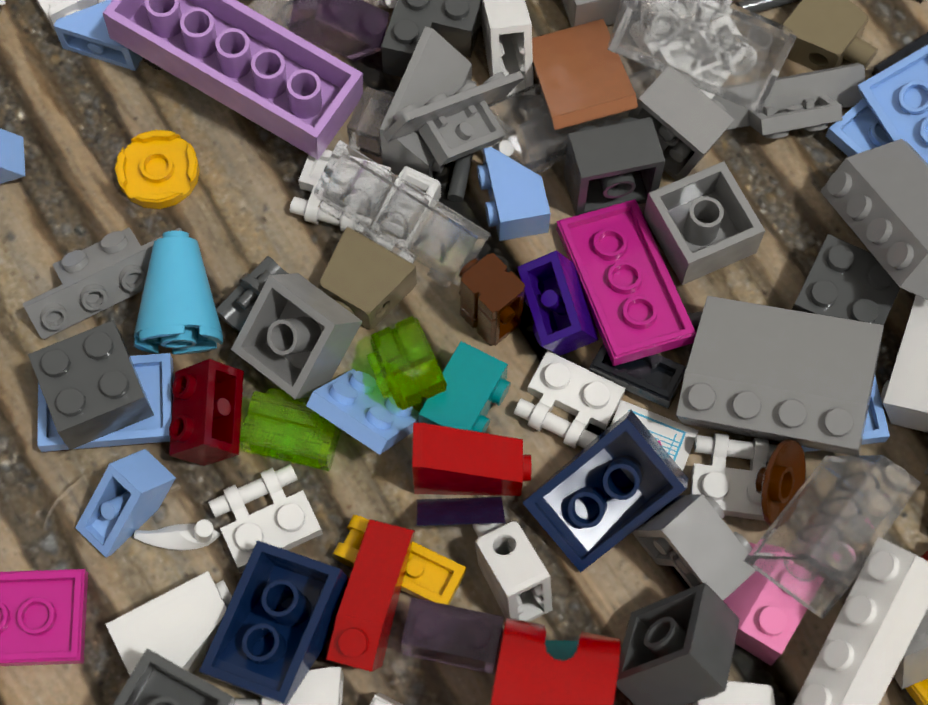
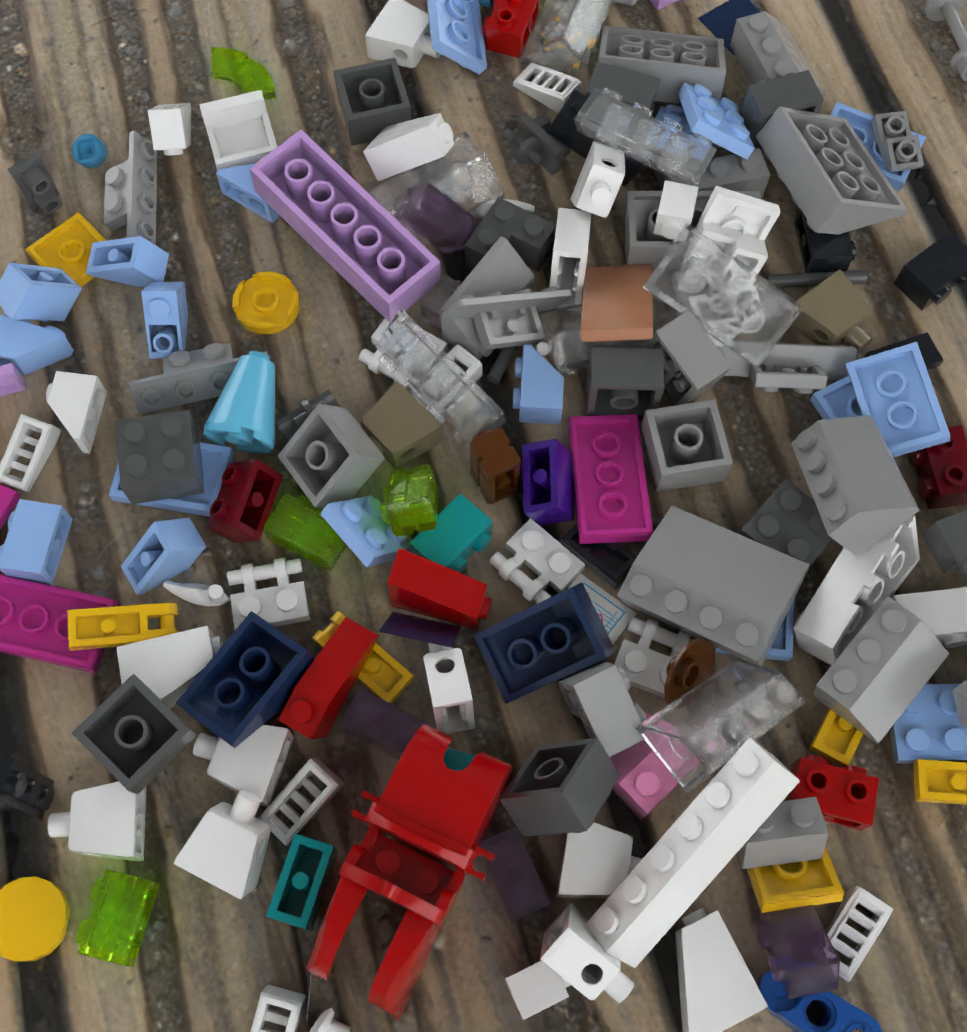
camera: 15 degrees right, 0 degrees up
(42, 216) = (165, 317): none -> light blue slope
(98, 598) = (118, 625): none -> yellow plate

